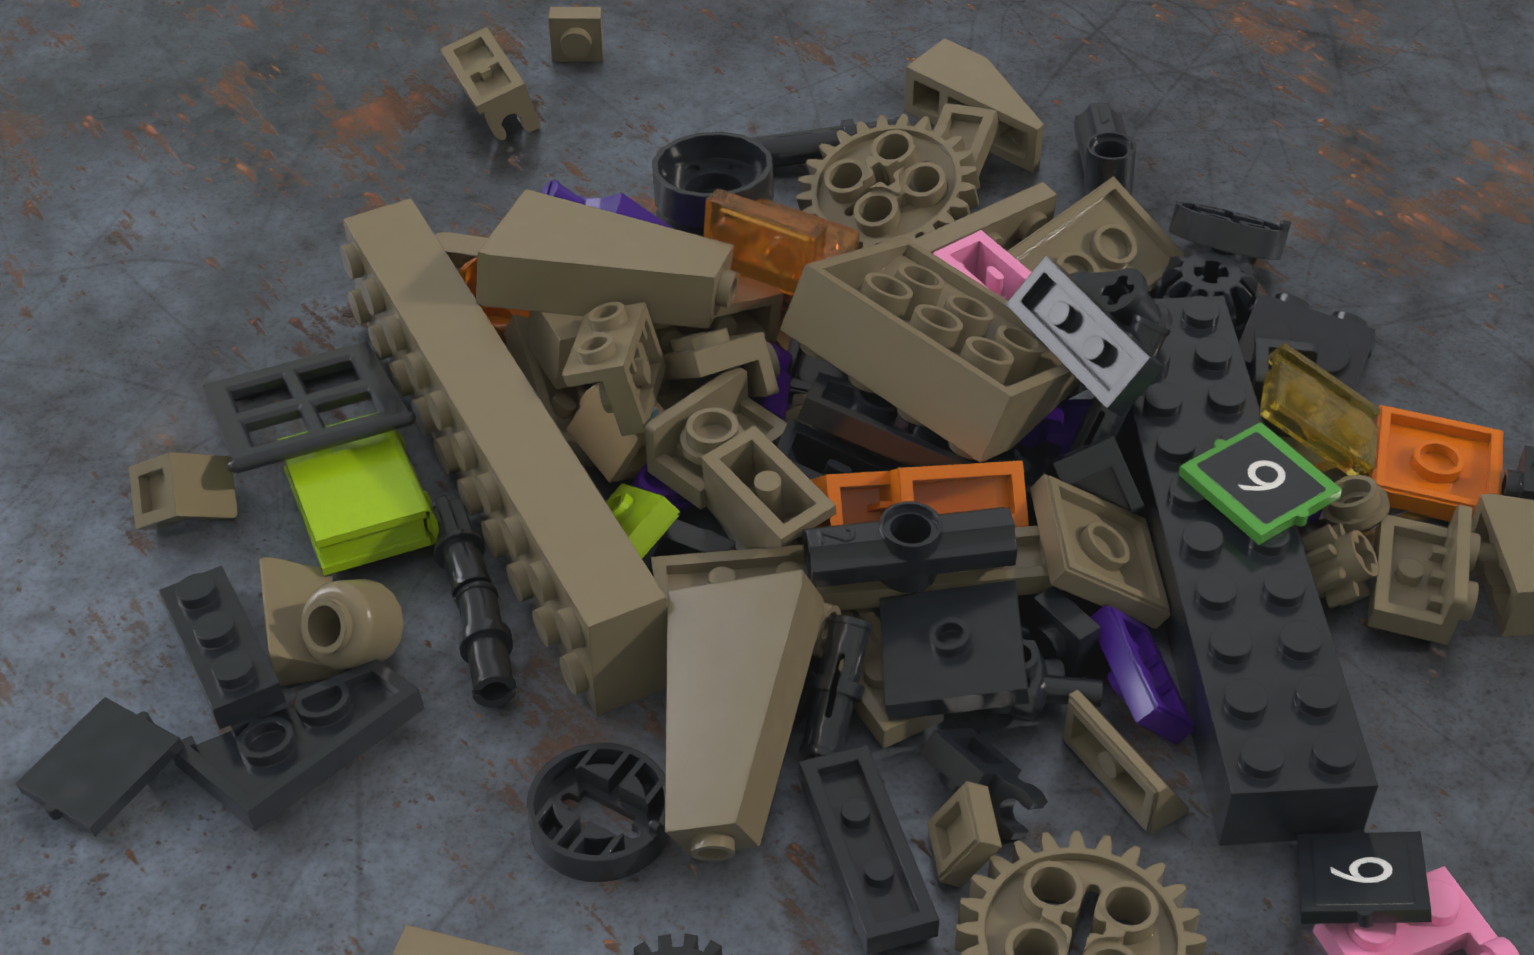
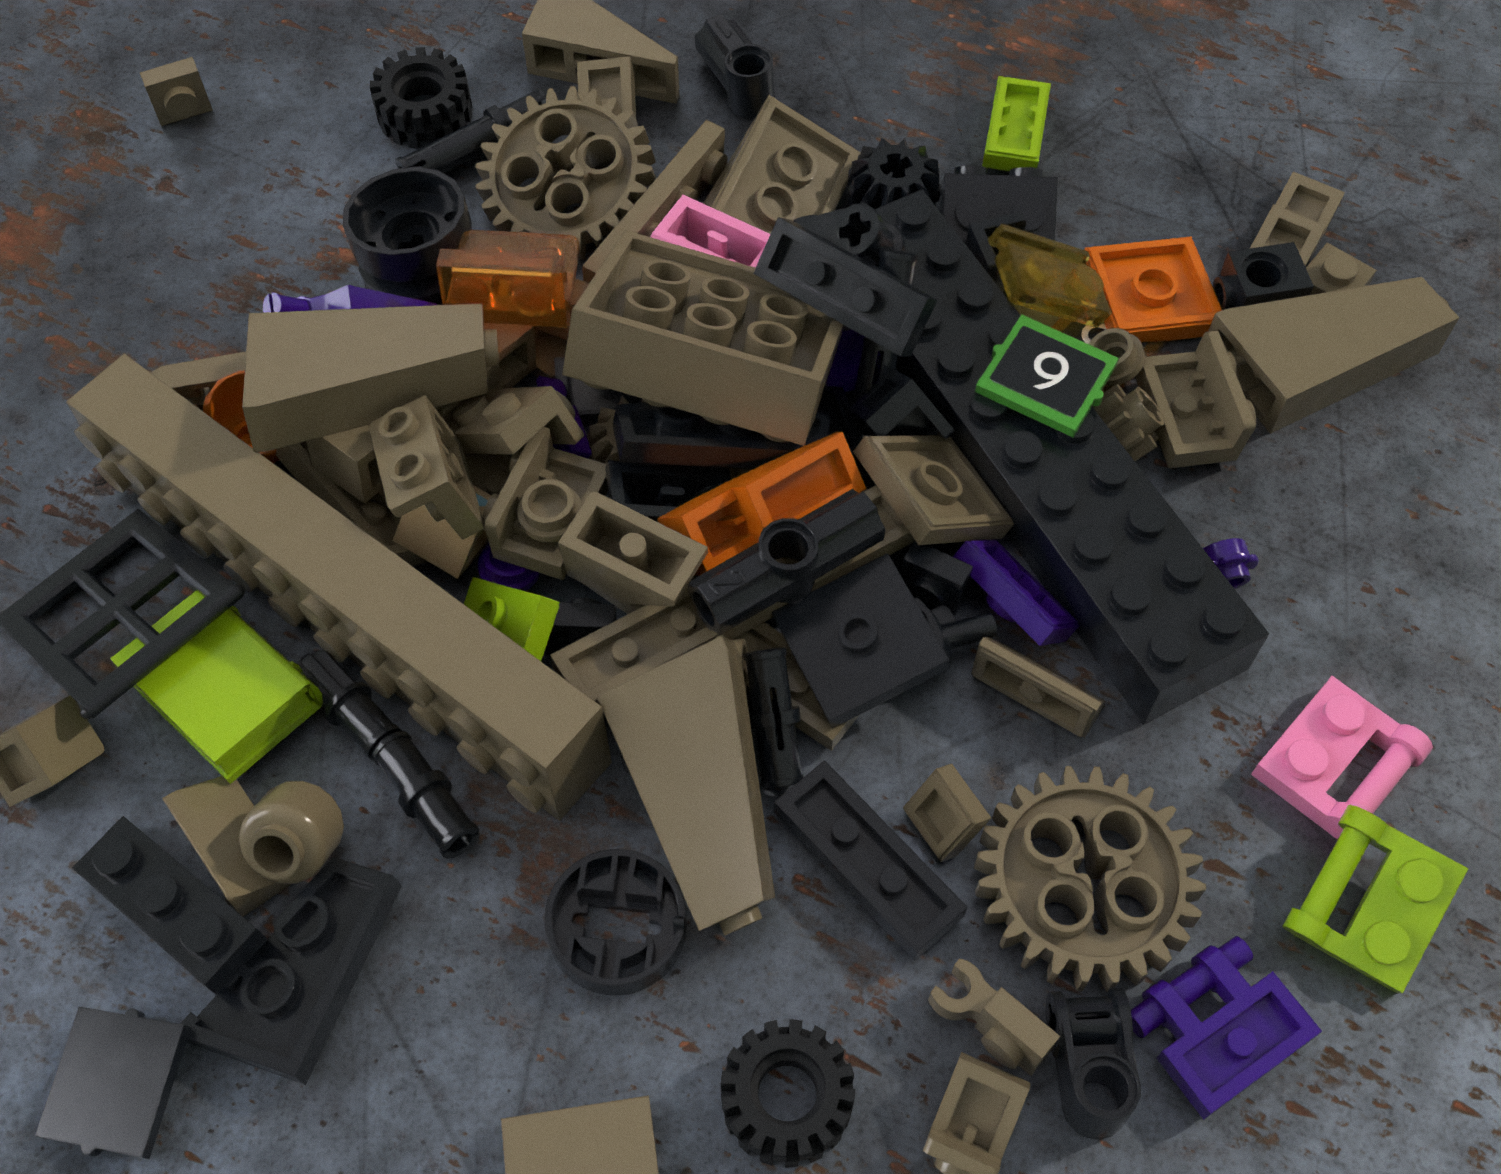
camera: 25 degrees left, 15 degrees up
(490, 81) = (117, 174): dark tan hinge -> none
(790, 95) = (416, 77): none -> black tyre
(967, 756) = (928, 742): black plate -> none
(1229, 230) = (886, 114): black piece -> none
(1362, 878) = (1280, 716): piece -> none
(1366, 279) = (1016, 124): none -> lime plate
(1385, 726) = (1233, 560): none -> dark purple plate

